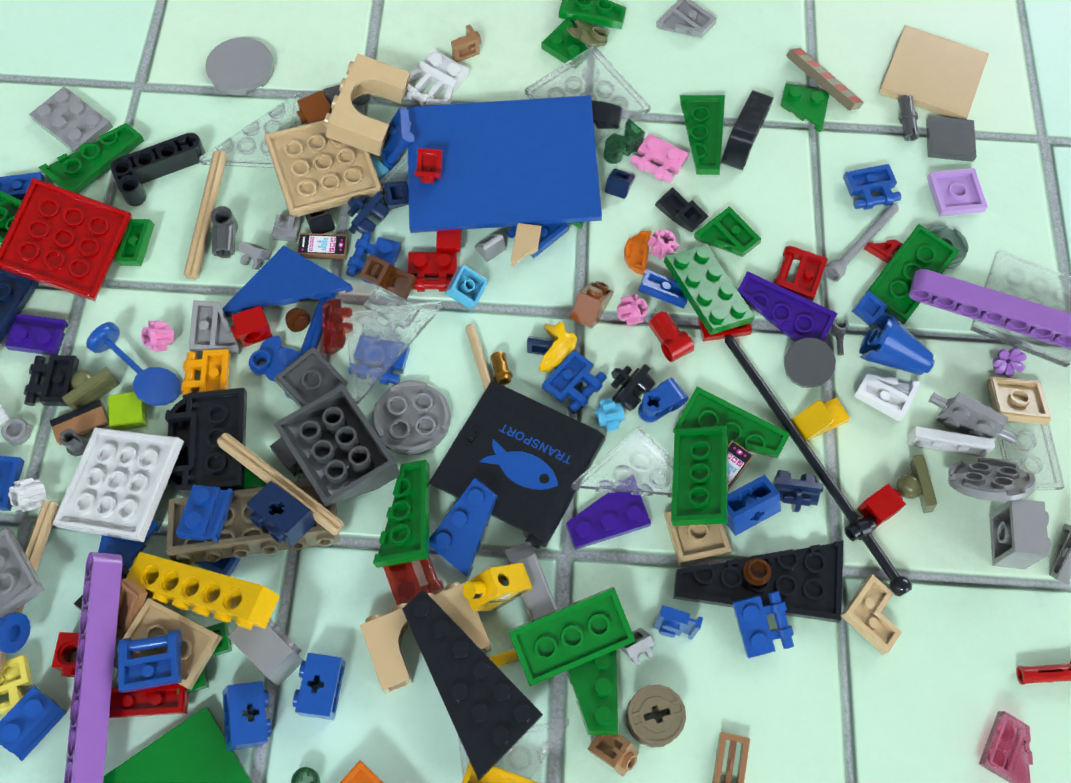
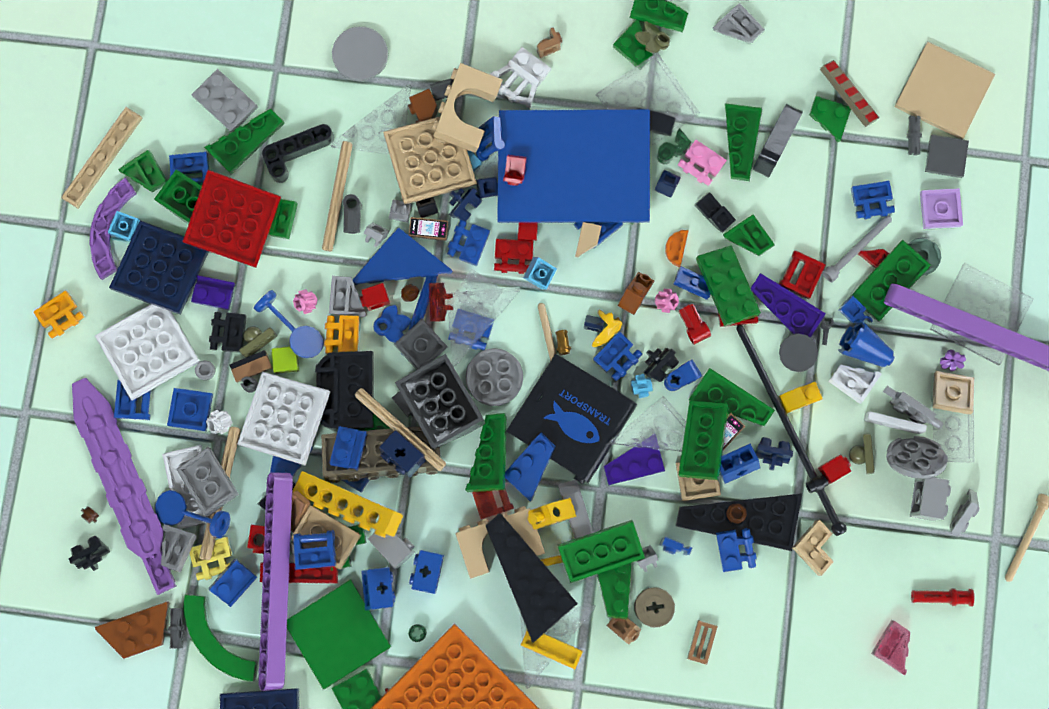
camera: 10 degrees right, 15 degrees up
(388, 277) = (479, 262): reddish brown slope -> none
(491, 246) = (560, 236): light grey slope -> none
(662, 243) = (692, 246): bright pink gear -> none

